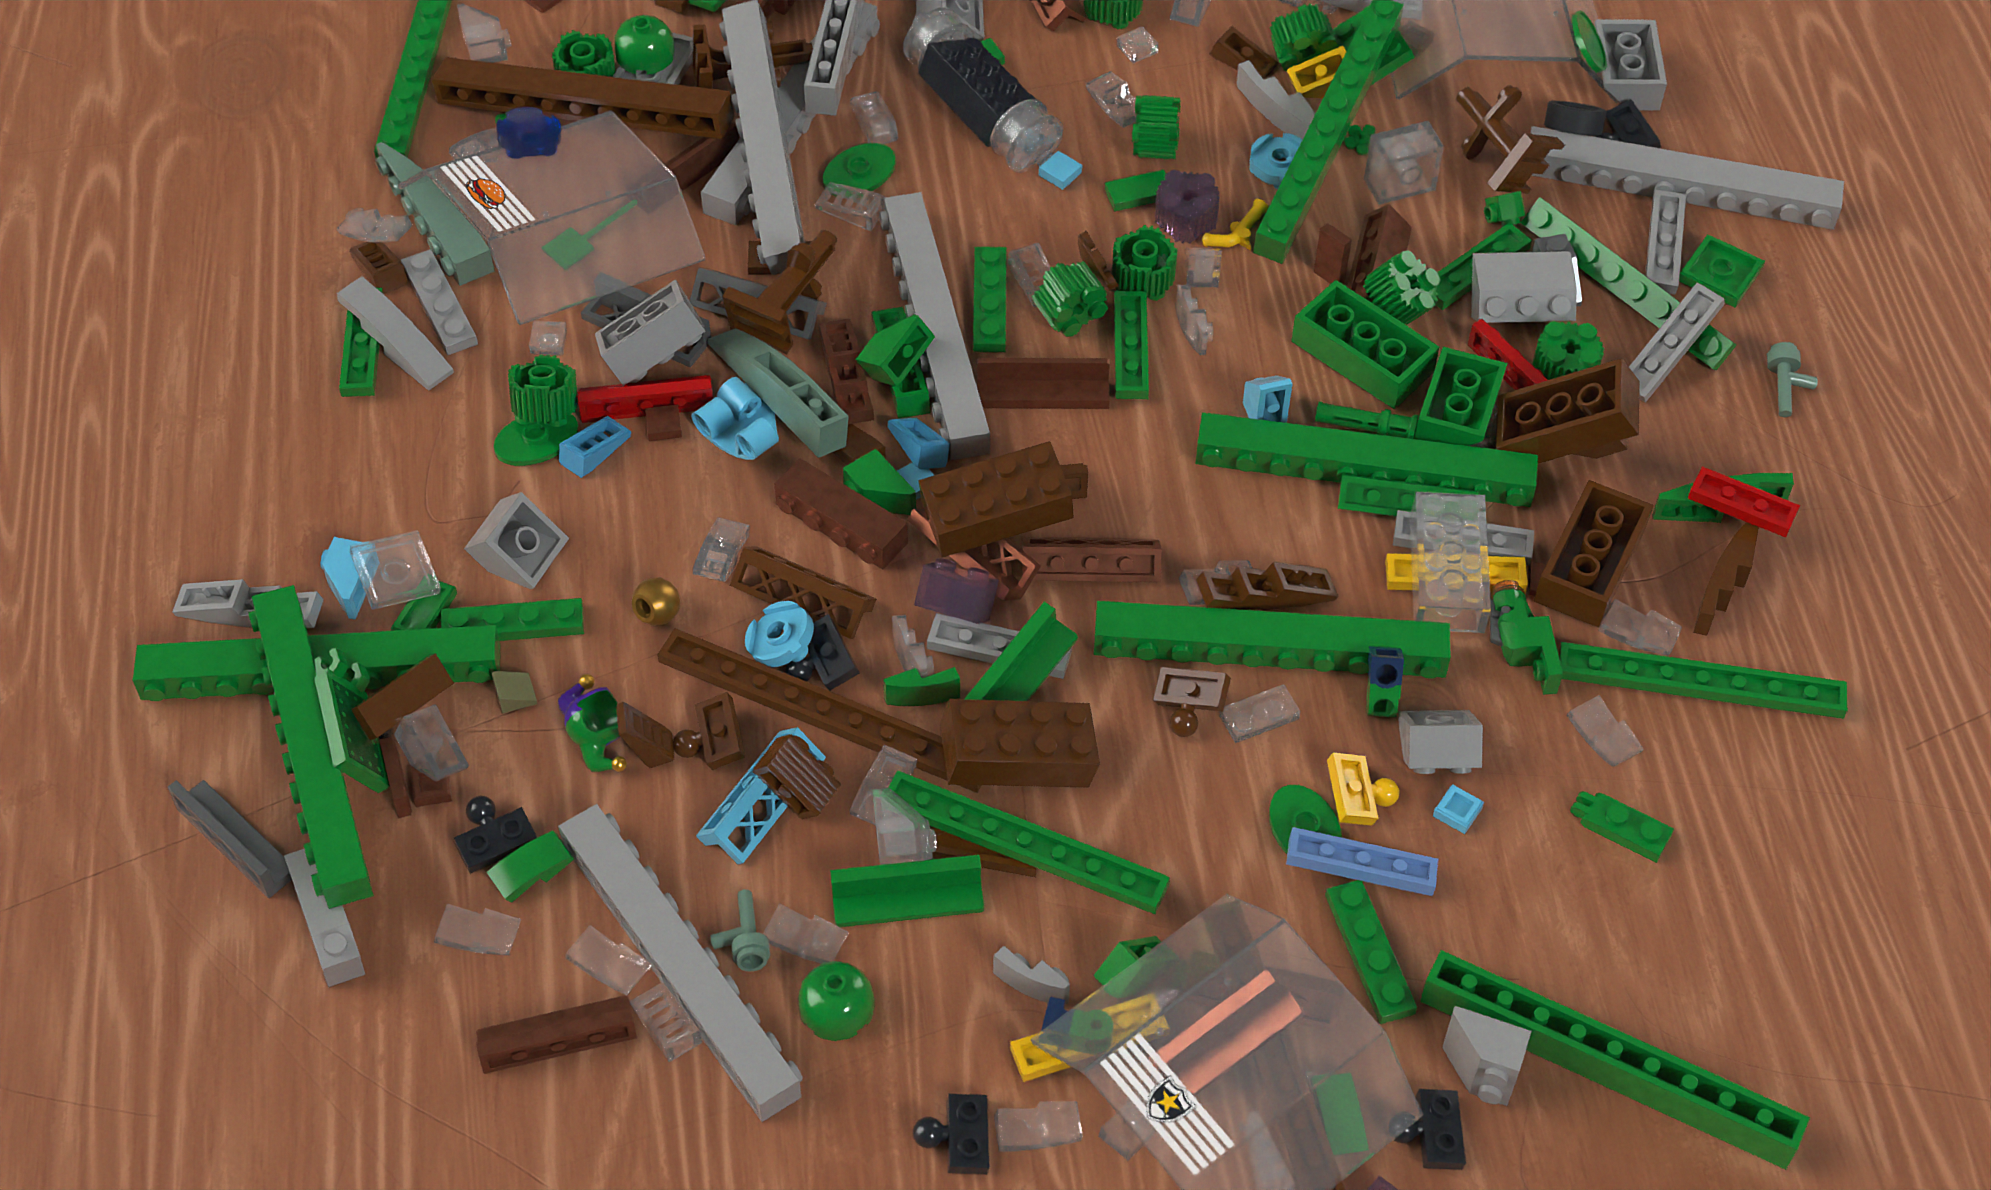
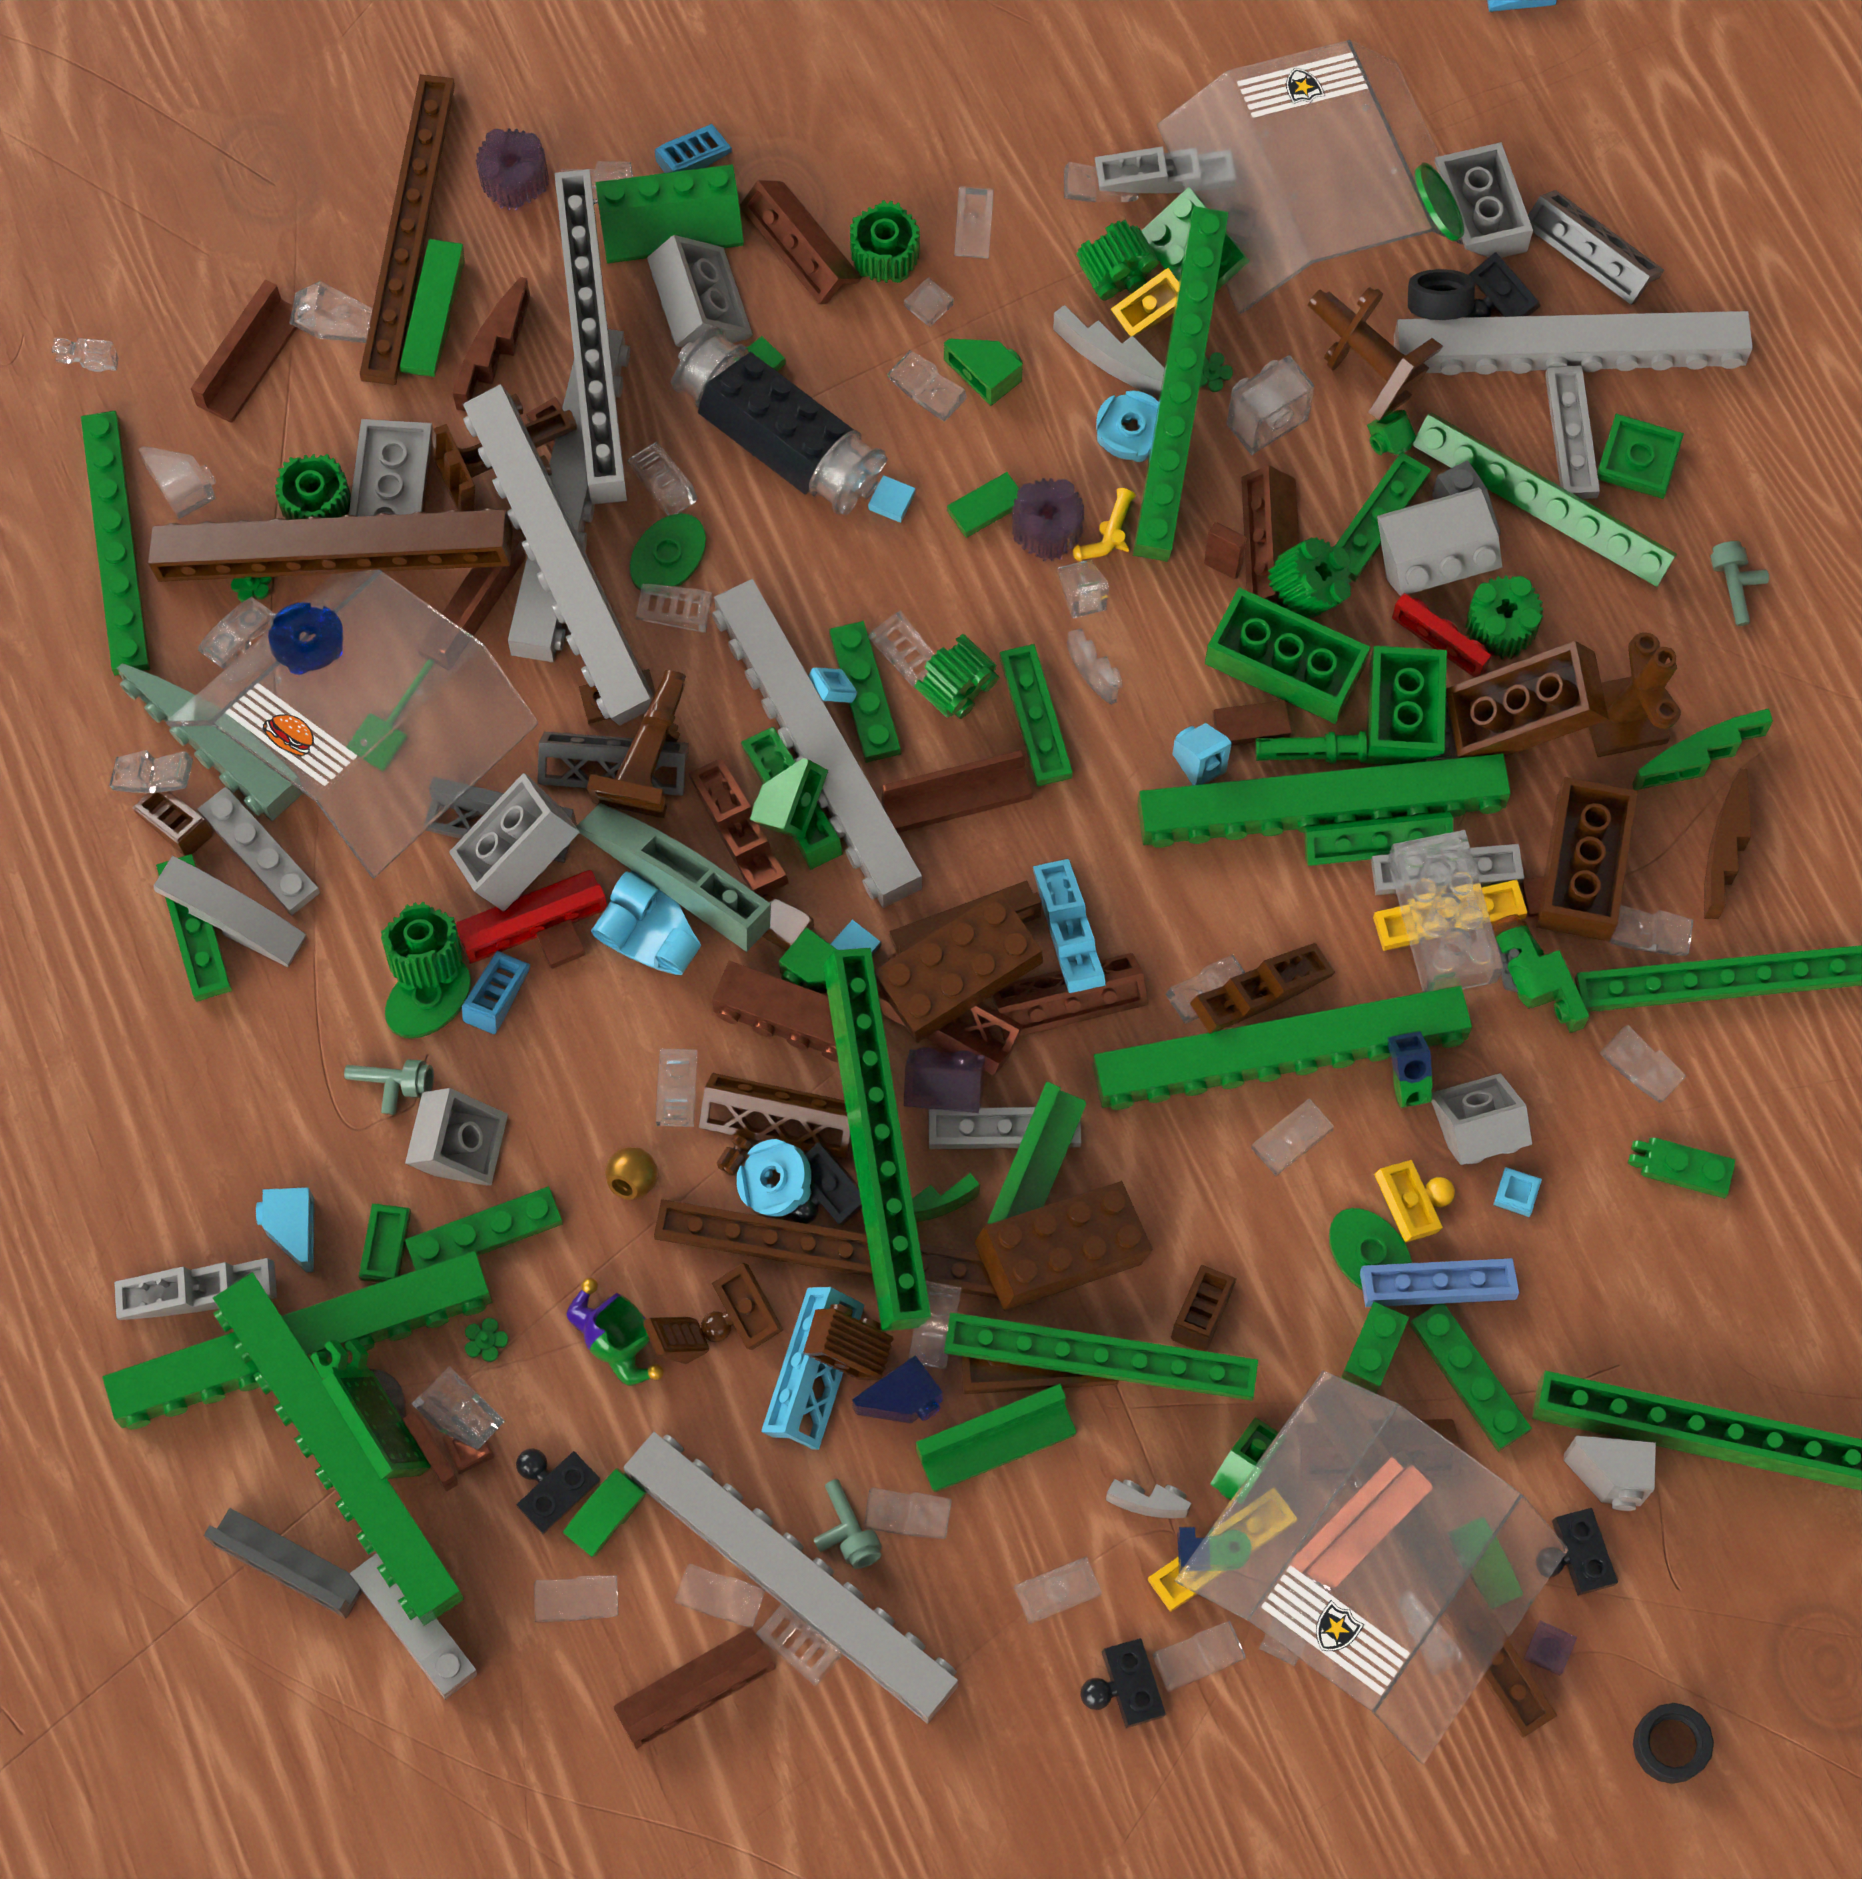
camera: 15 degrees left, 15 degrees up
(394, 569) = (343, 1212): clear tile -> none
(402, 696) = (411, 1366): reddish brown tile -> none
(481, 705) = (485, 1340): none -> green plant
(492, 489) = (413, 1078): none -> sand green piece
(514, 690) = (515, 1314): olive slope -> none
(548, 338) = (401, 872): clear plate -> none
(644, 45) = (375, 454): green cylinder -> none
(750, 612) = (732, 1157): none -> reddish brown piece
(830, 834) = (901, 1395): none -> clear blue slope
(836, 1000) = (961, 1577): green cylinder -> none
(876, 619) = (876, 1140): none -> green brick
(901, 830) = (976, 1381): clear slope -> none
(909, 652) = (922, 1168): clear slope -> none
(920, 442) = (856, 918): dark azure slope -> none
(922, 1035) = (1057, 1590): none -> clear plate
(962, 282) = (832, 685): none -> medium azure tile
(1095, 261) = (969, 623): reddish brown dish -> none
(1108, 503) = (1069, 926): none -> medium azure slope
(1114, 842) = (1193, 1330): none -> reddish brown slope
(1144, 262) = (1027, 624): green brick -> none
(1156, 127) = (988, 423): green brick -> none
(1170, 83) = (985, 366): none -> green slope
(1190, 691) = (1218, 1132): plate -> none
(1236, 48) = (1051, 287): reddish brown slope -> none
(1291, 891) = (1375, 1347): none -> green brick
(1310, 390) = (1253, 721): none -> copper tile
(1665, 454) = (1638, 704): none -> reddish brown piece
(1675, 338) = (1609, 572): light grey plate -> none
(1717, 116) = (1592, 246): none -> dark grey fence
(1743, 501) = (1728, 763): red plate -> none

